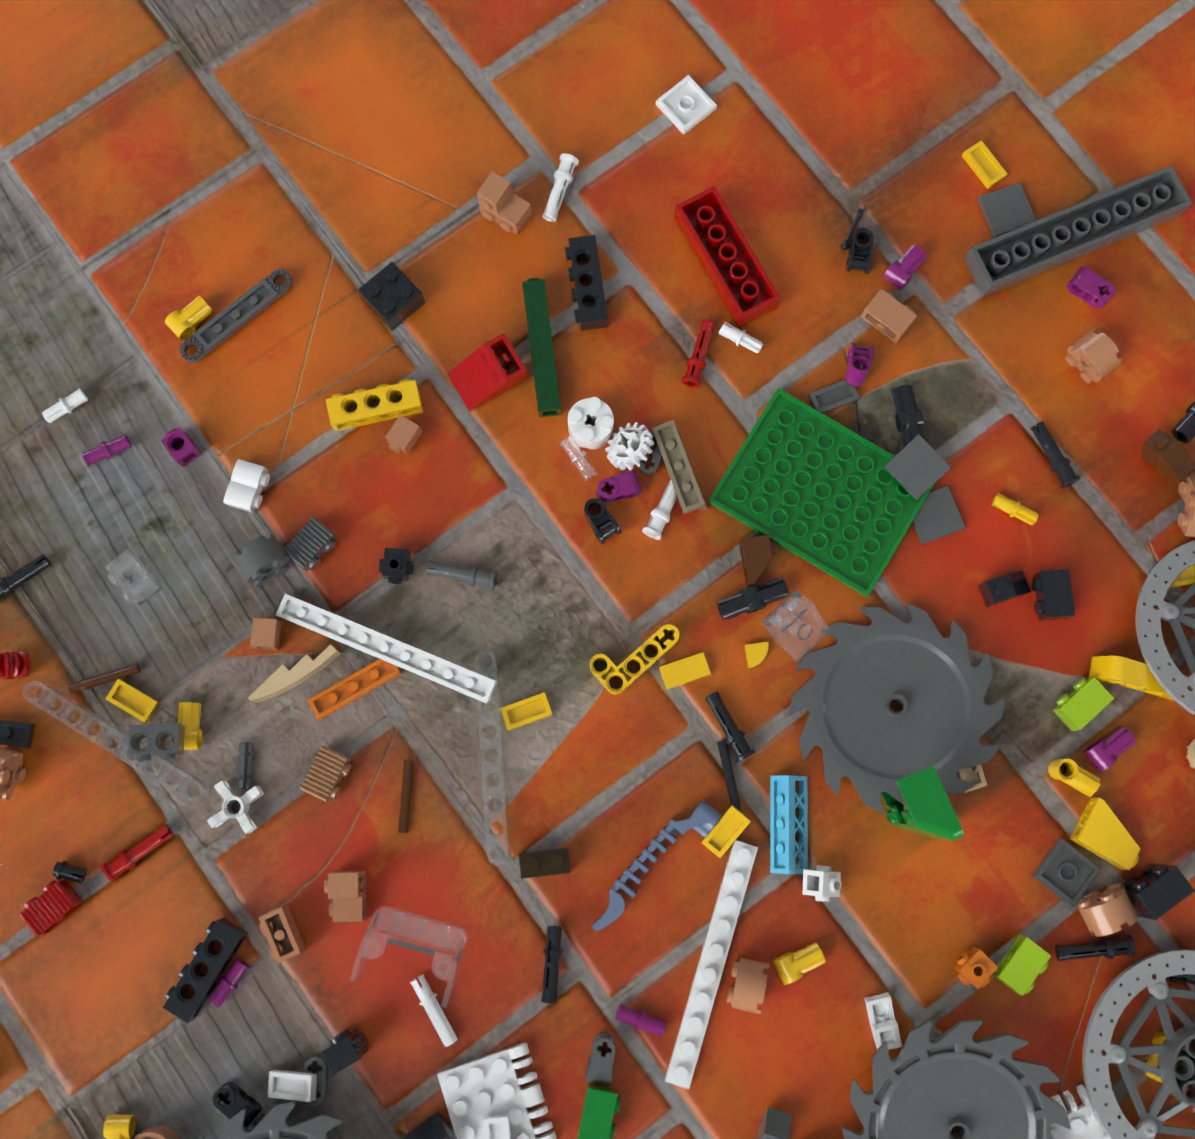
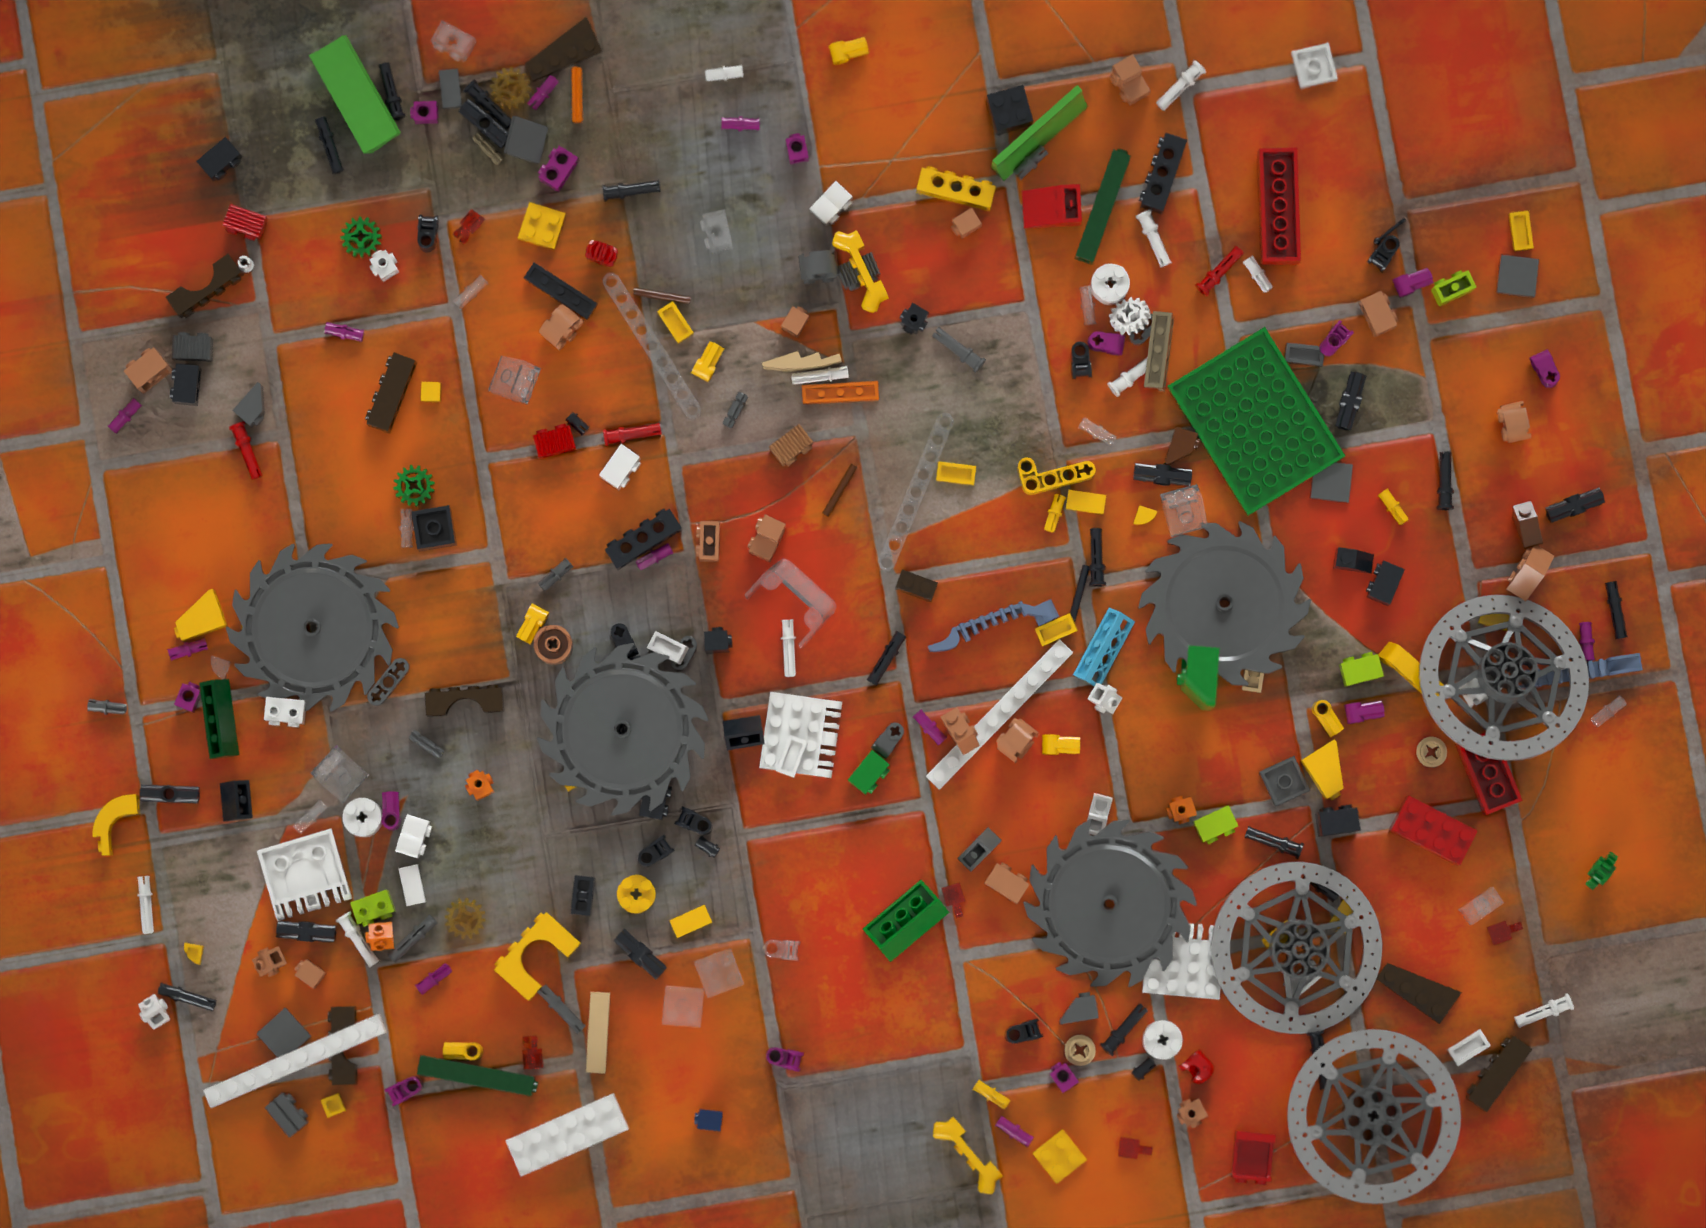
camera: 25 degrees right, 5 degrees up
(121, 1064) = (555, 574): none -> dark grey axle
(139, 899) = (620, 467): none -> white brick
(156, 734) = (687, 356): dark grey brick -> none
(226, 813) = (704, 438): white pin -> none
(236, 315) = (884, 66): dark grey plate -> none
(288, 517) = (875, 291): none -> yellow plate
(323, 678) = (820, 375): none -> white axle
(387, 648) = (877, 376): white plate -> none
(434, 304) = (1039, 133): none -> bright green arch
(441, 339) = (1030, 162): none -> dark grey pin
(604, 347) = (1150, 229): none -> white pin
(657, 701) = (1054, 513): none -> yellow axle
(658, 587) = (1097, 431): none -> clear pin
(679, 1010) = (960, 731): none -> nougat brick
(917, 467) = (1334, 438): dark grey tile -> none
(952, 251) = (1453, 288): none -> lime brick
(1077, 231) = (1558, 320): dark grey brick -> none
(1107, 910) = (1295, 816): nougat brick -> none

